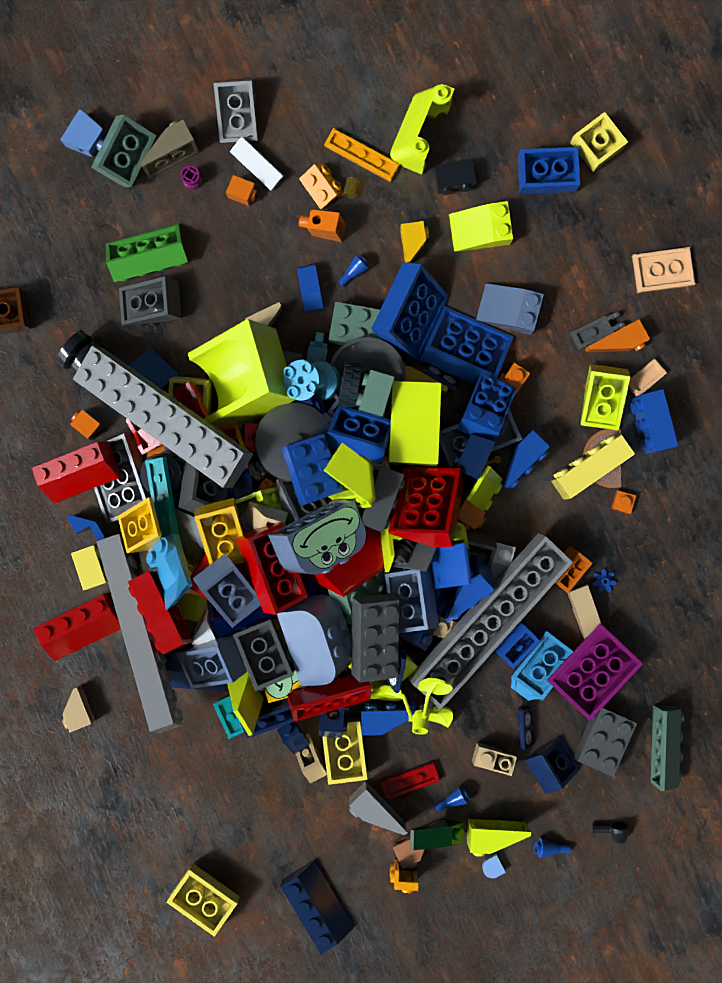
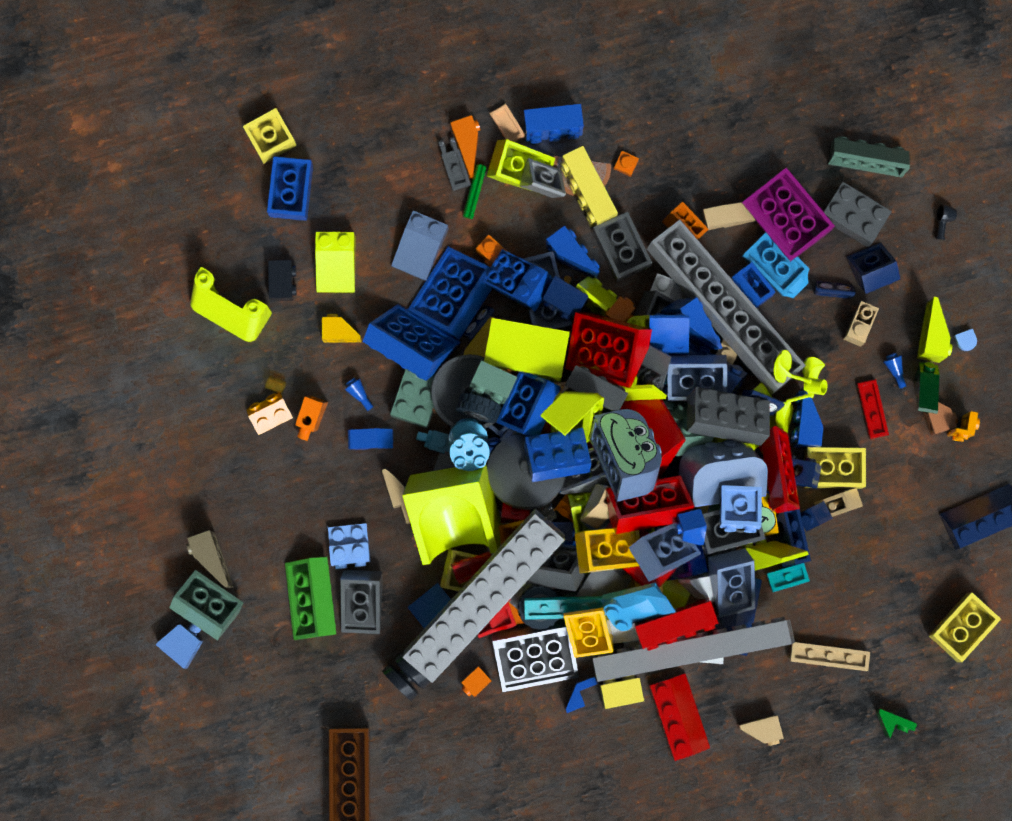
camera: 80 degrees left, 5 degrees down
(77, 472) = (524, 696): red slope -> none
(102, 835) = (889, 721): none -> green slope
(158, 770) = (830, 656): none -> tan plate
(192, 181) = (241, 542): magenta wheel -> none
(202, 282) = (349, 545): none -> light blue plate
(236, 110) = (179, 487): light grey slope -> none
(241, 190) = (262, 493): orange brick -> none
(255, 614) = (691, 527): none -> blue slope
(257, 163) = (236, 474): white tile -> none
(281, 662) = (741, 508): none -> light blue plate
(361, 155) = (243, 369): light orange tile -> none
(375, 810) = (889, 452): light grey slope -> none
(537, 508) = (622, 247): none -> dark grey brick
(547, 848) = (953, 287): blue cone -> none
(570, 354) = (474, 191): none -> green axle
(595, 420) = (543, 179): none -> light grey slope
(600, 581) = (701, 197): blue plant -> none
(663, 270) = (403, 92): light nougat tile -> none

